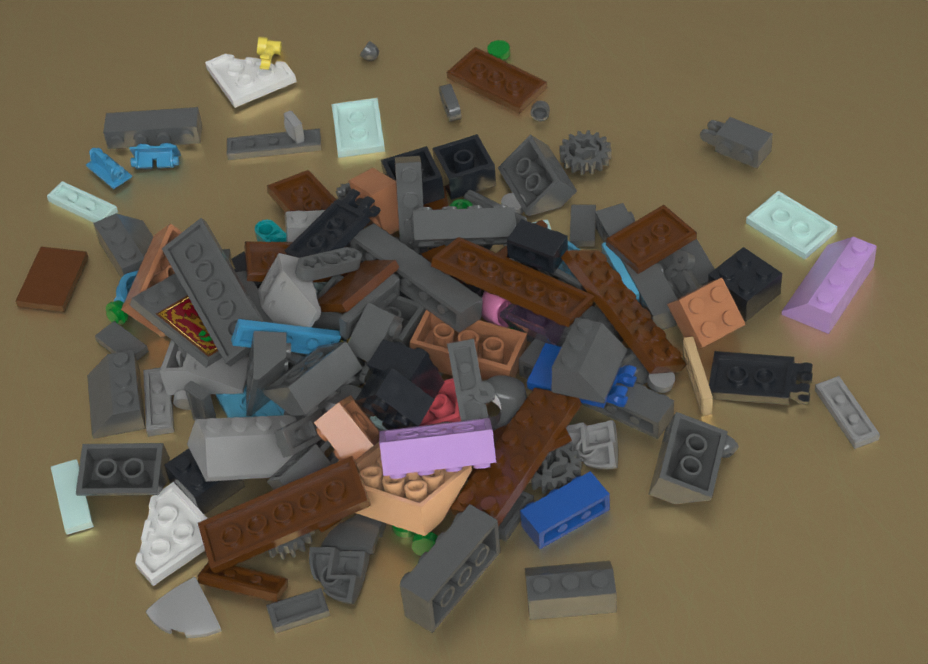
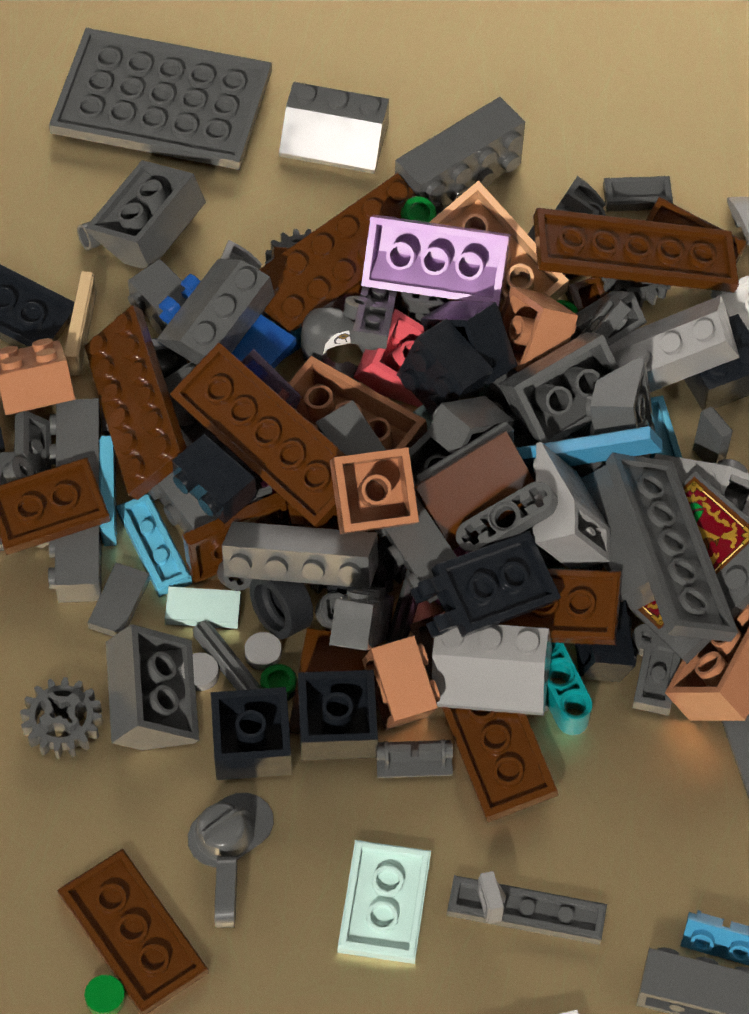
camera: 170 degrees left, 10 degrees up
(420, 236) = (374, 490): none -> nougat brick
(460, 127) = (230, 828): none -> dark grey piece
(465, 492) = (418, 209): none -> green tile
(540, 110) = (91, 833): dark grey hinge -> none
(565, 509) = (302, 205): blue brick -> none
(729, 575) = (161, 98): none -> dark grey plate

